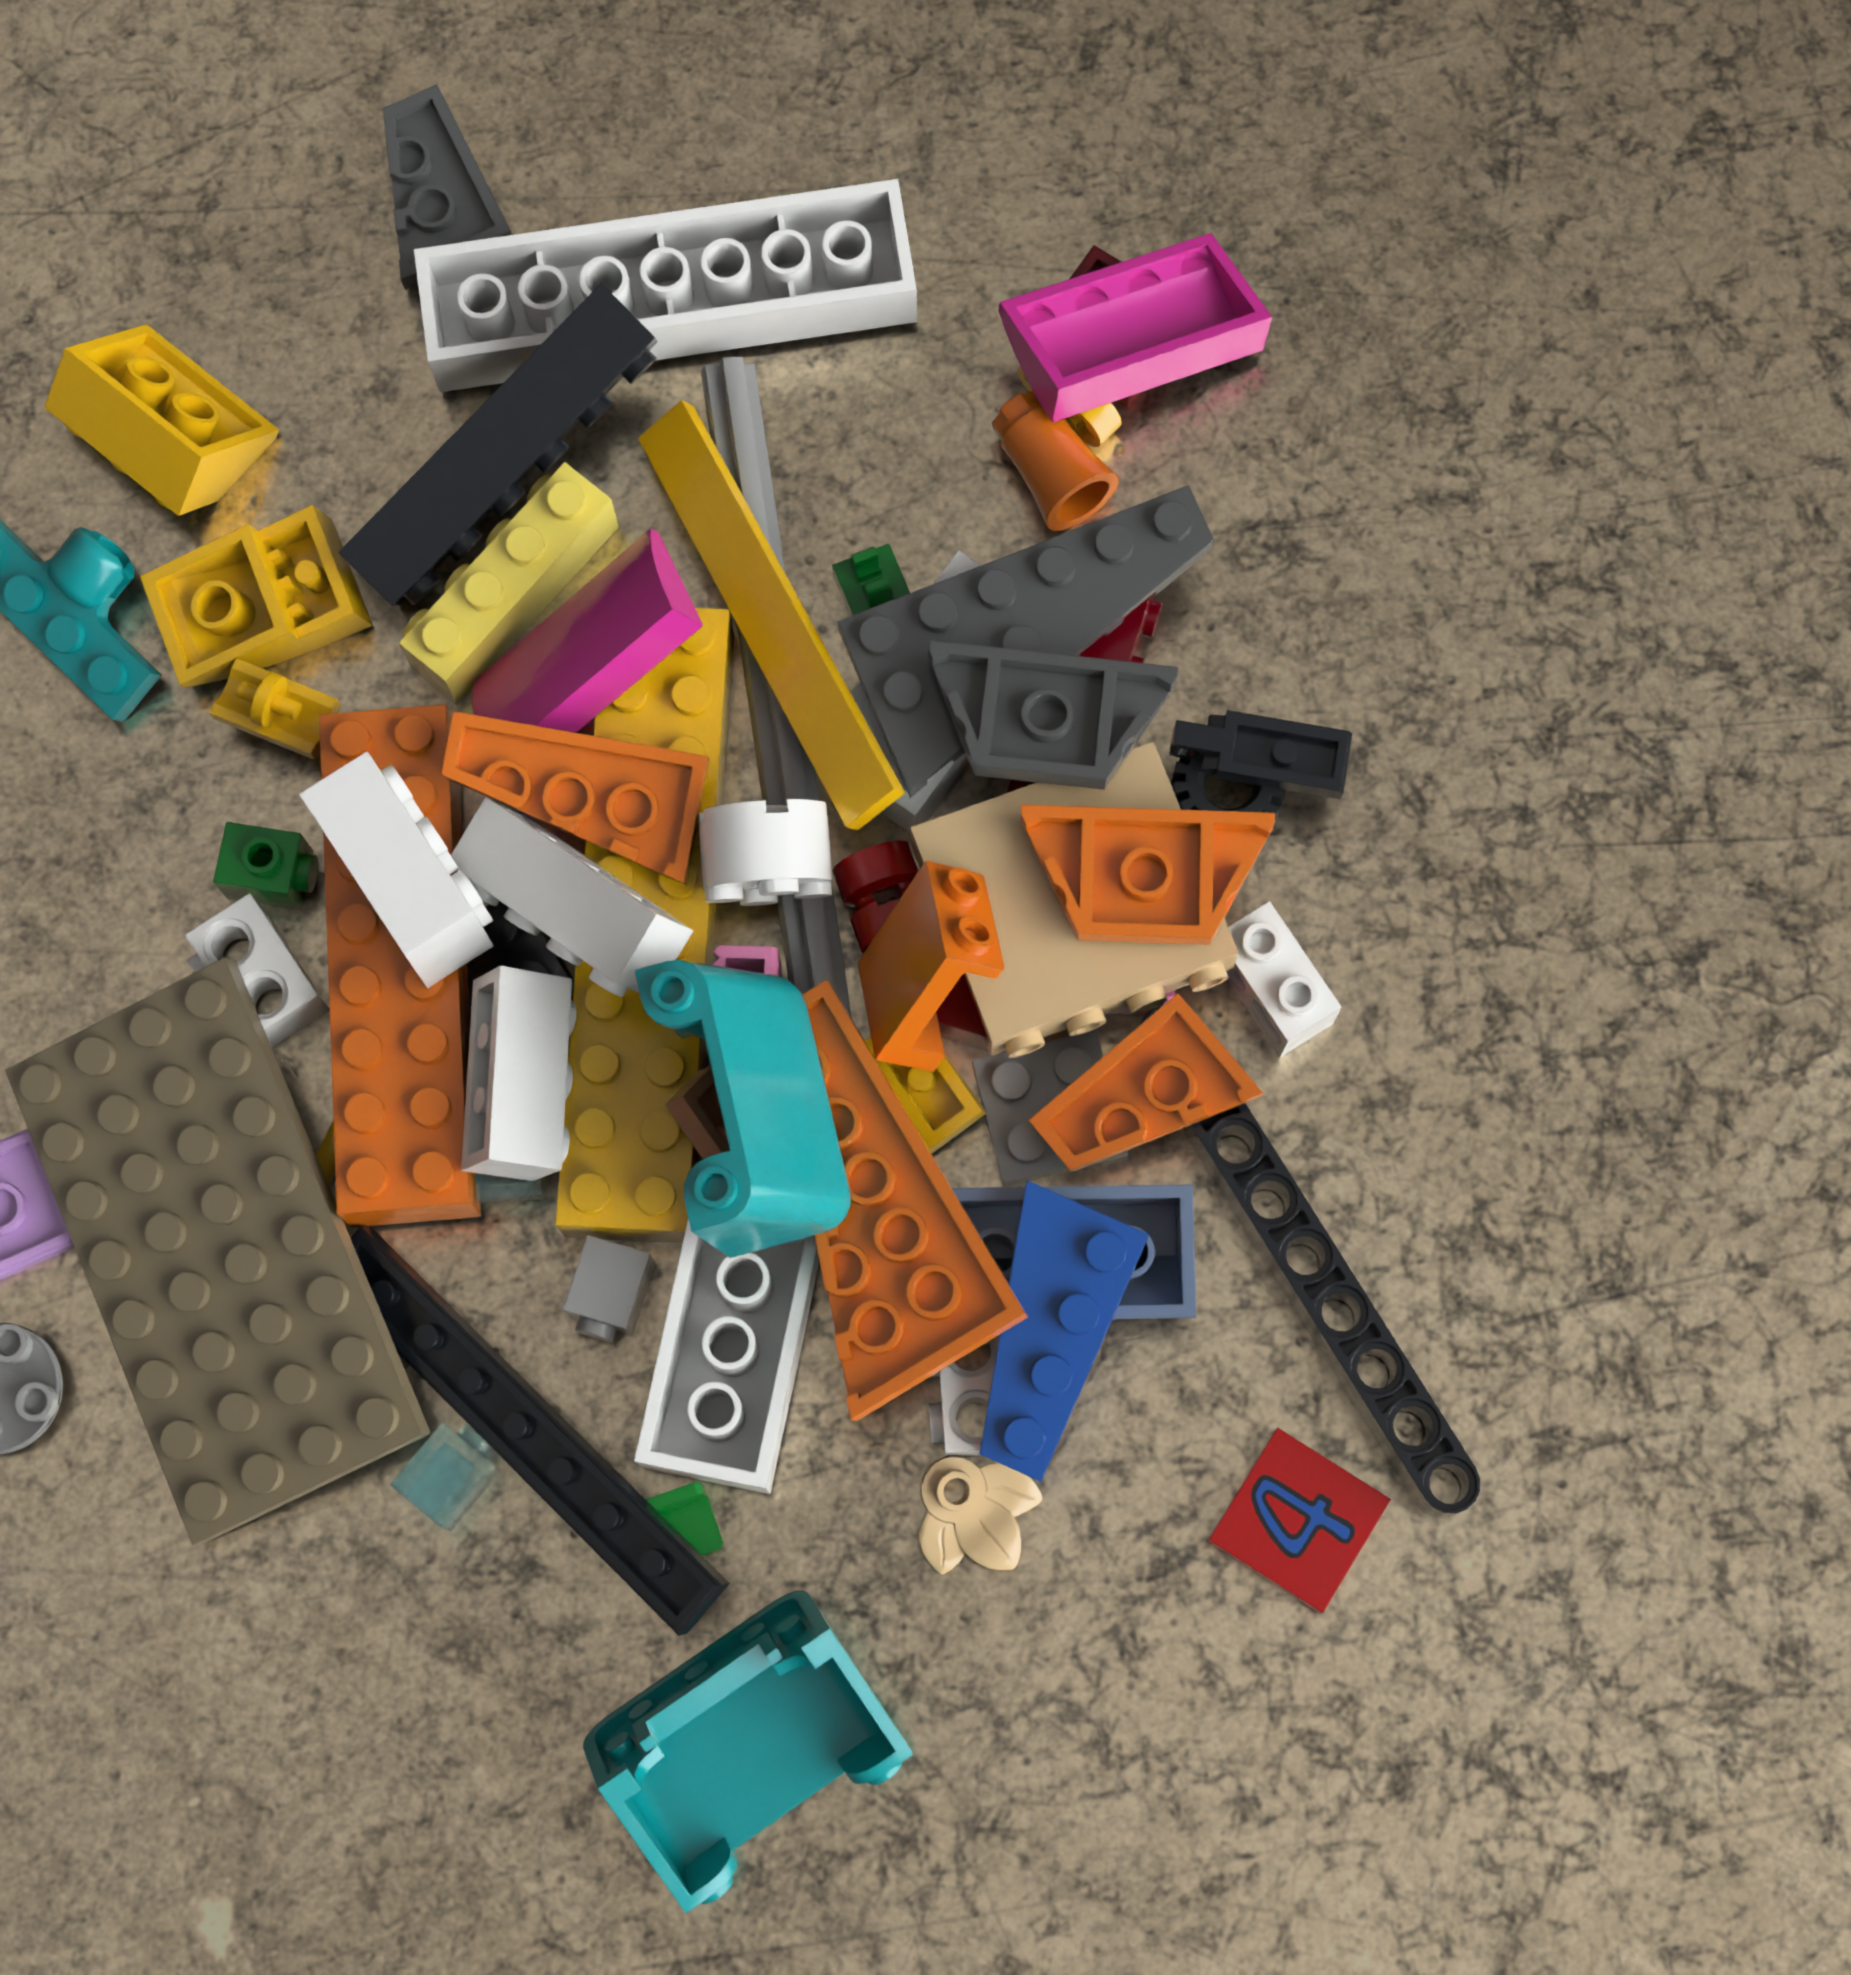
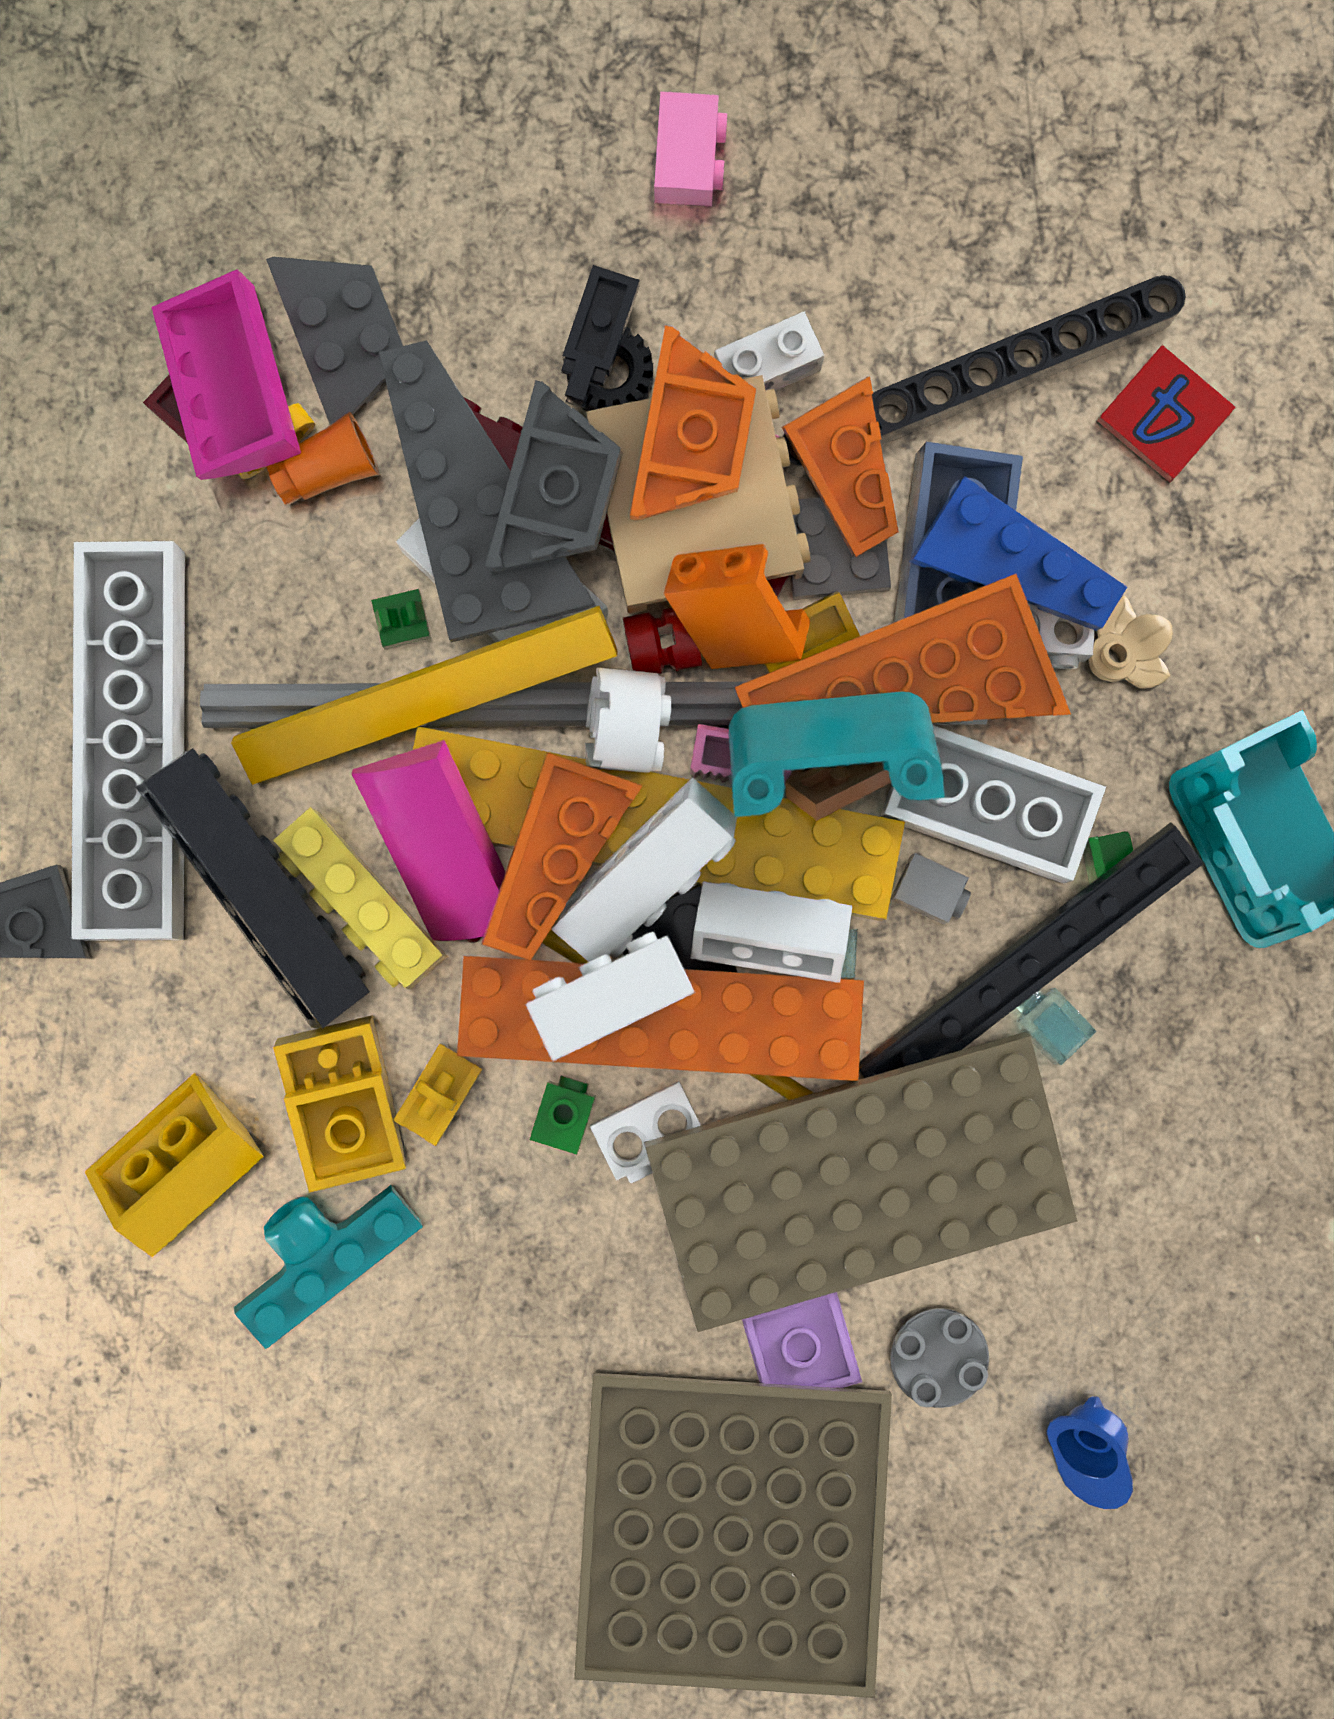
camera: 85 degrees left, 10 degrees up
(1235, 454) = (339, 328): none -> dark grey wing
(1536, 840) = (686, 149): none -> bright pink brick

